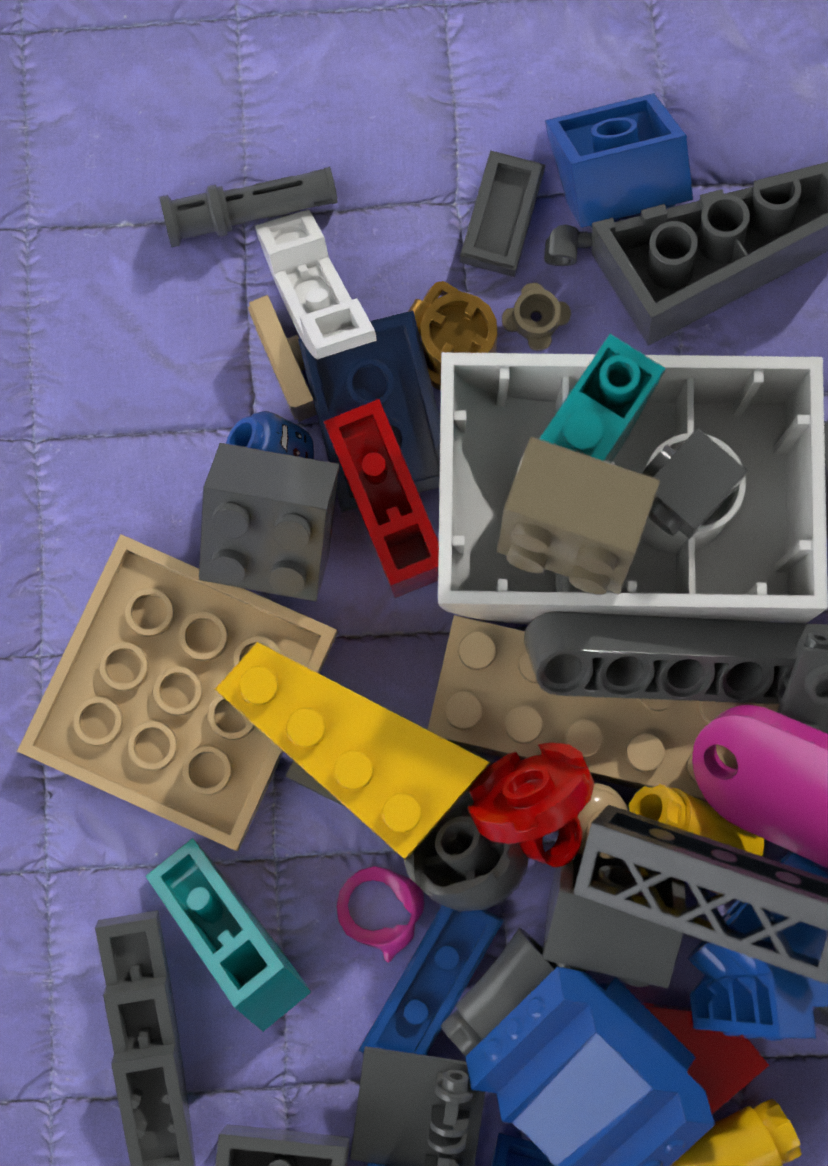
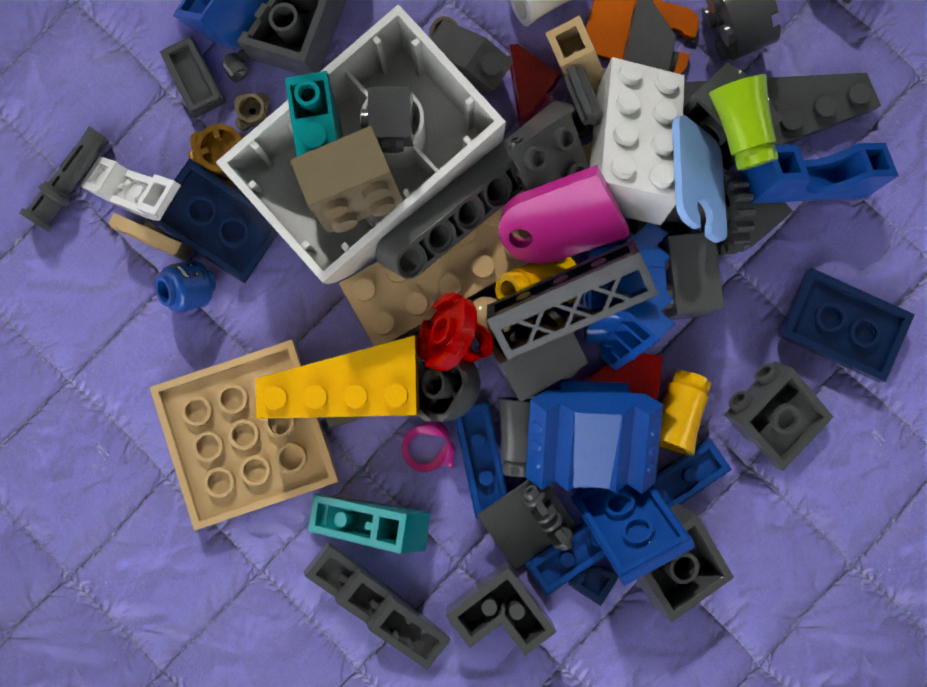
camera: 45 degrees left, 5 degrees up
(267, 521) = (211, 318): dark grey brick -> none
(386, 497) = (256, 257): red slope -> none

